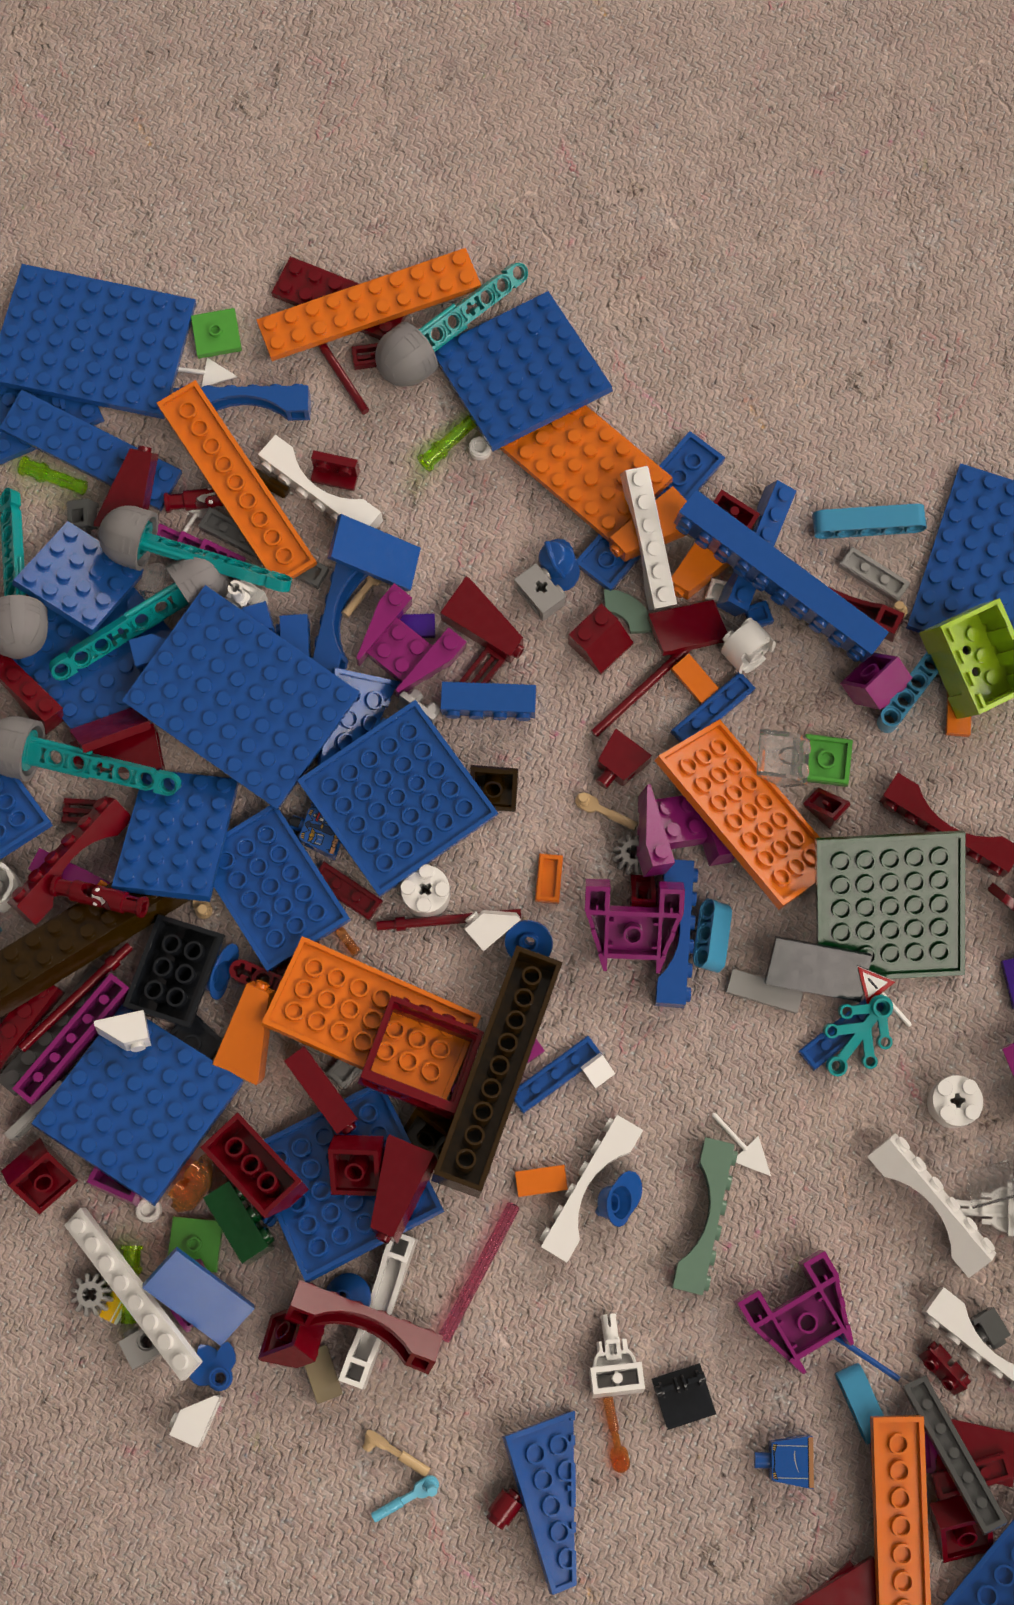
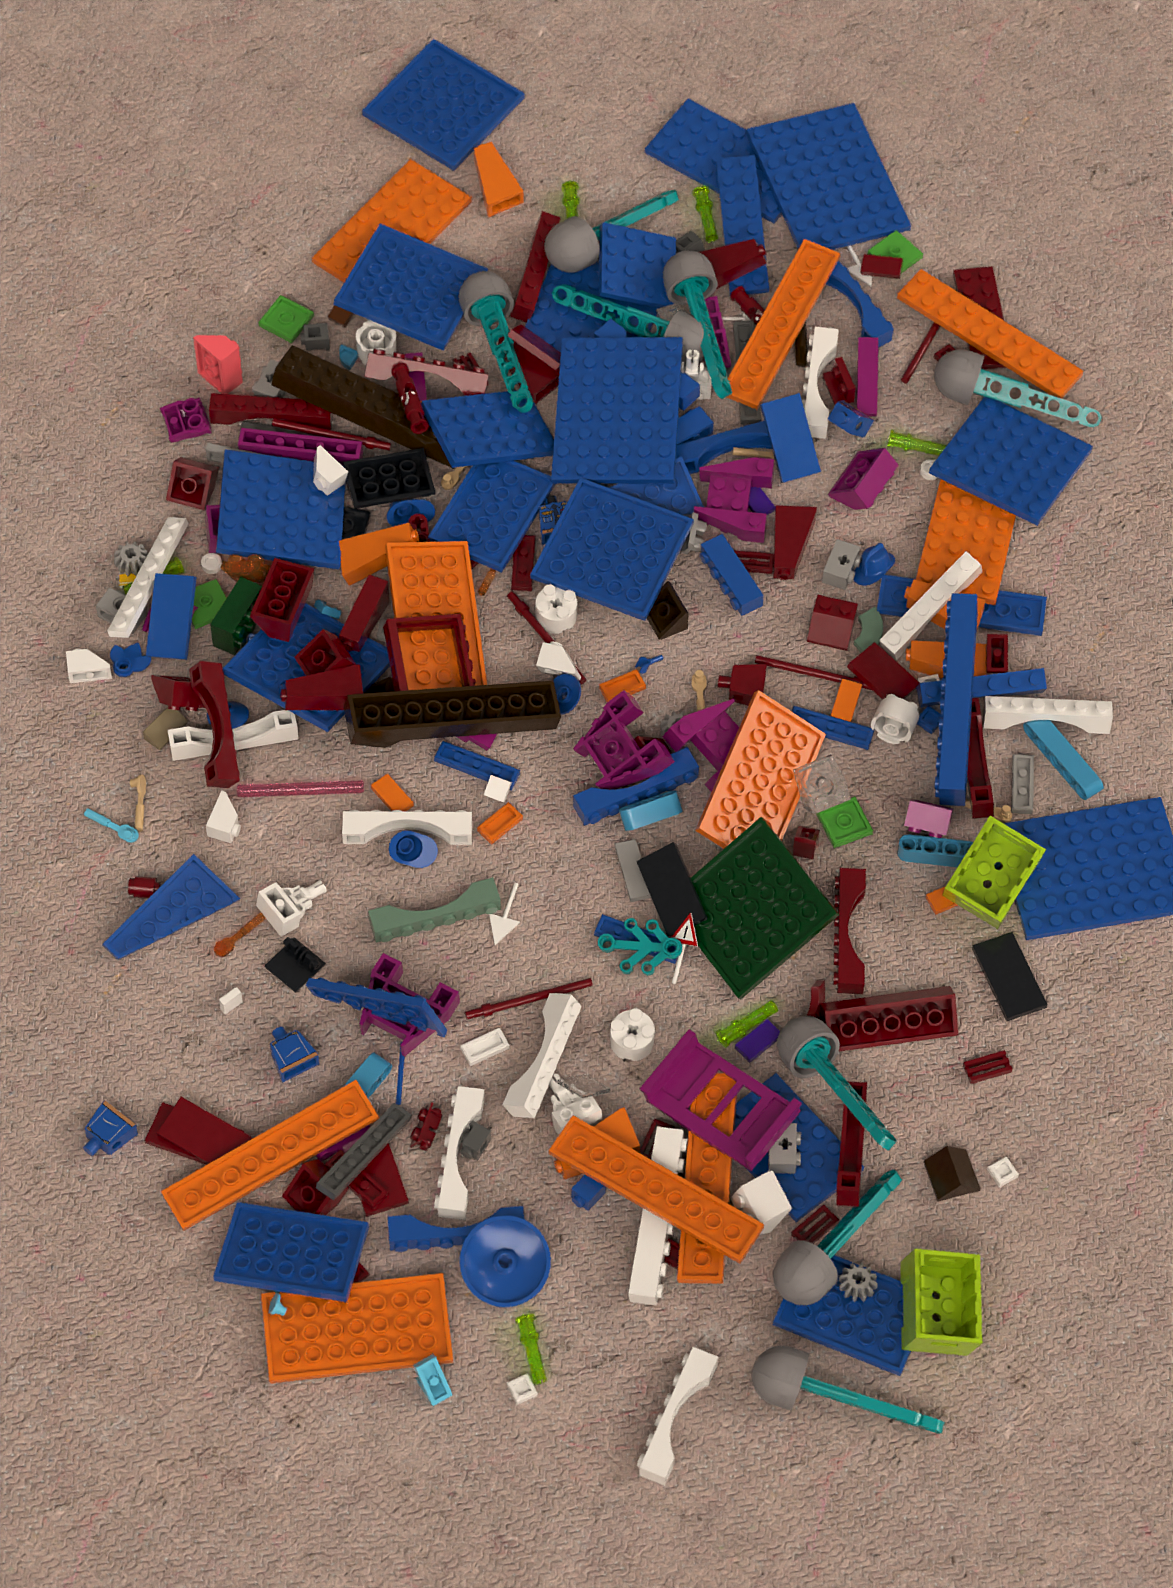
camera: 55 degrees right, 15 degrees down
(225, 353) = (881, 266): none -> dark red tile
(282, 1123) = (327, 610): none -> dark azure tile
(342, 440) = (867, 375): none -> magenta slope
(382, 486) = (849, 417): none -> blue torso
(455, 514) = (864, 478): none -> magenta slope
(473, 1375) = (223, 820): none -> white slope
(538, 840) = (644, 662): none -> blue hand
(635, 1090) = (499, 823): none -> orange tile
(692, 1490) = (230, 1000): none -> white tile
(811, 1343) = (383, 1004): none -> blue wing
(834, 482) = (1085, 714): none -> white arch
(844, 1227) = (488, 1010): none -> dark red bar
(882, 1253) = (484, 1046): none -> white tile
(997, 993) = (737, 1025): none -> clear neon green pin

